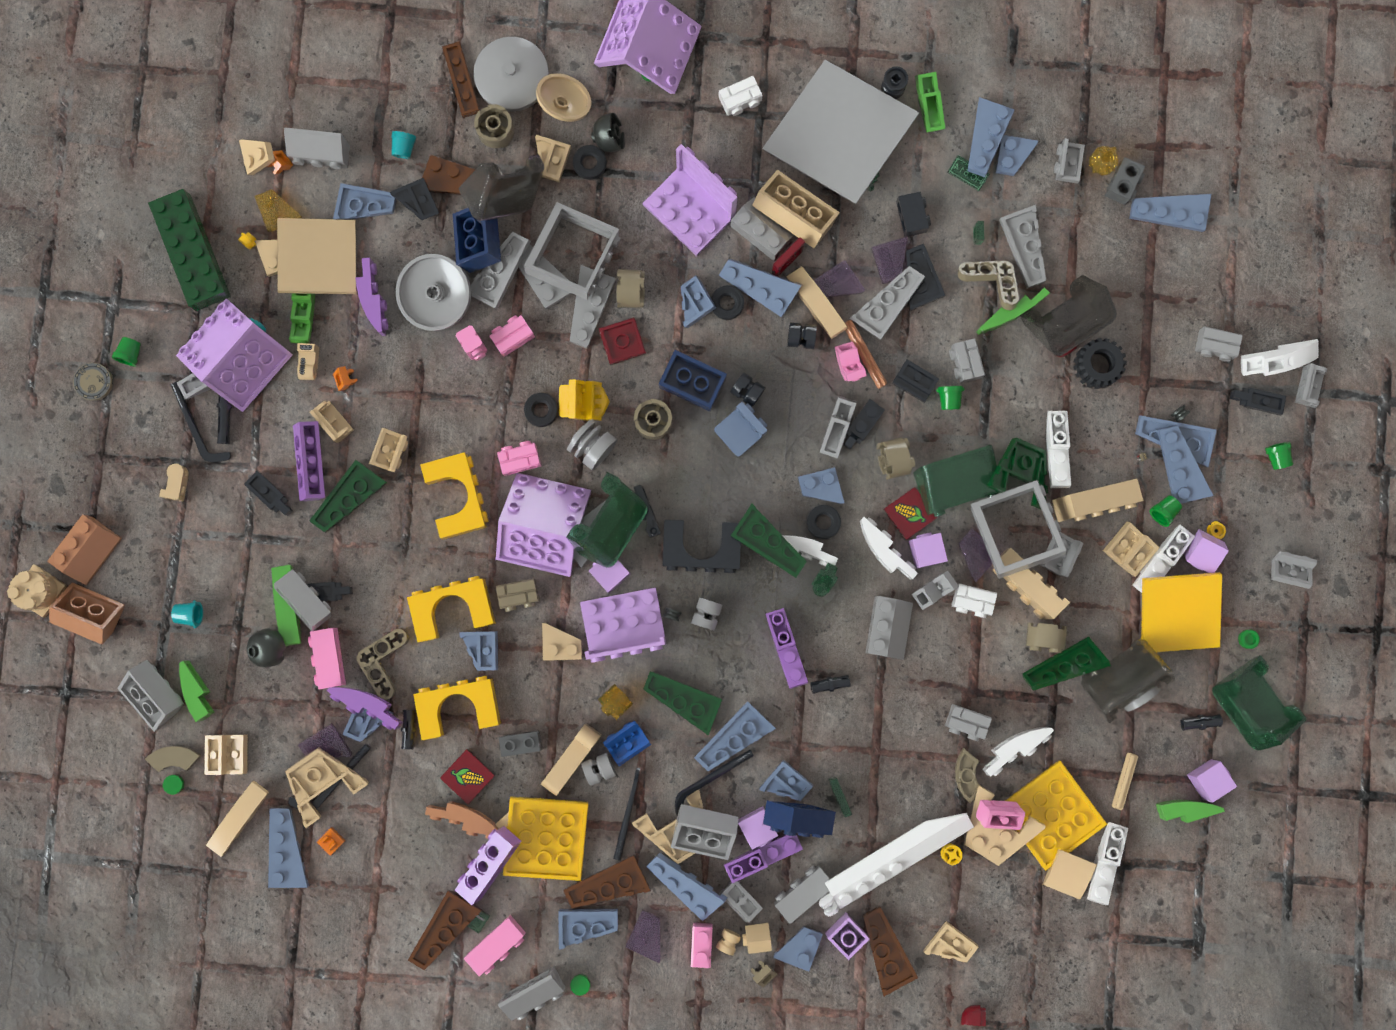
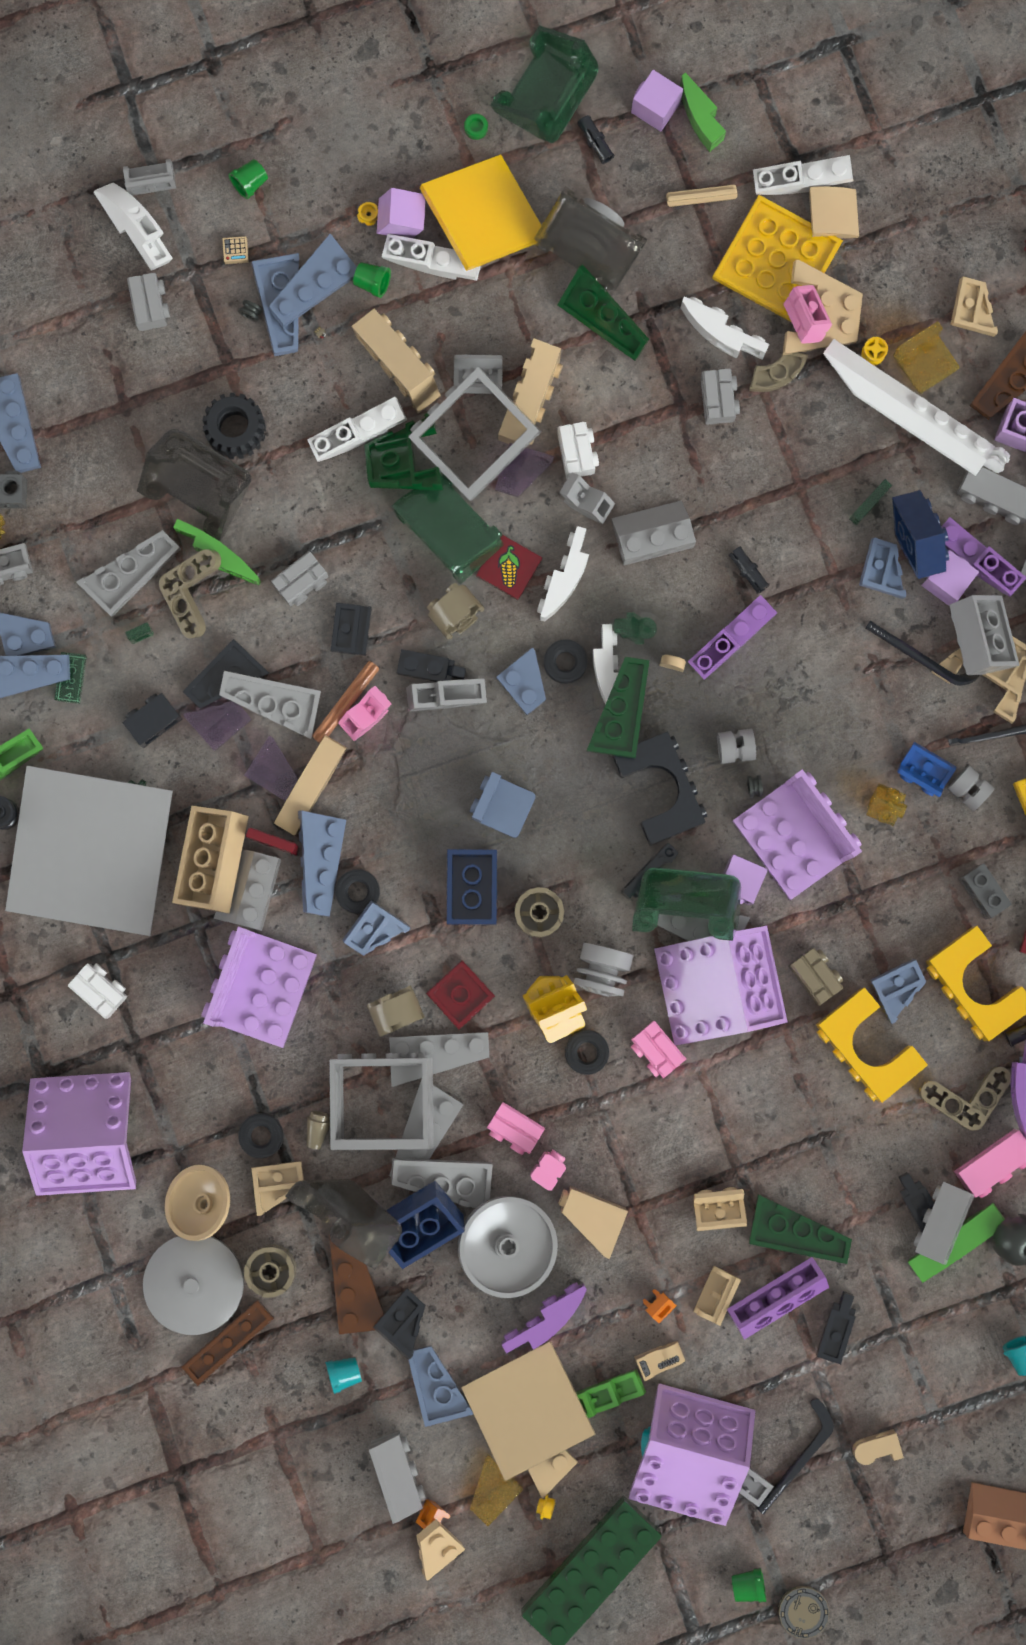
camera: 120 degrees left, 0 degrees up
(223, 421) = (778, 1426): black pin -> none
(424, 358) = (594, 1217): none -> tan slope
(472, 515) = (702, 1114): yellow arch -> none
(559, 644) = (850, 900): tan wing -> none
(571, 759) = (965, 823): tan beam -> none
(576, 201) = (317, 1128): none -> dark tan cone
(607, 133) = (217, 1128): pearl dark grey cylinder -> none
(690, 703) = (845, 721): dark green wing -> none
(734, 736) = (851, 648): sand blue wing -> none
(754, 390) = (452, 818): black wheel -> none
(787, 597) = (673, 662): none -> tan tile
(802, 335) = (358, 784): black wheel -> none
(927, 550) = (545, 526): lavender head -> none
(928, 890) = (926, 359): none -> clear yellow bracket
(950, 397) = (352, 579): green piece -> none
(1046, 637) = (582, 349): dark tan brick -> none
(1131, 549) = (434, 299): tan slope -> none
(1230, 423) = (235, 250): none -> tan tile
(1260, 400) = (193, 227): black hinge -> none
(1293, 569) = (375, 110): light grey bracket -> none

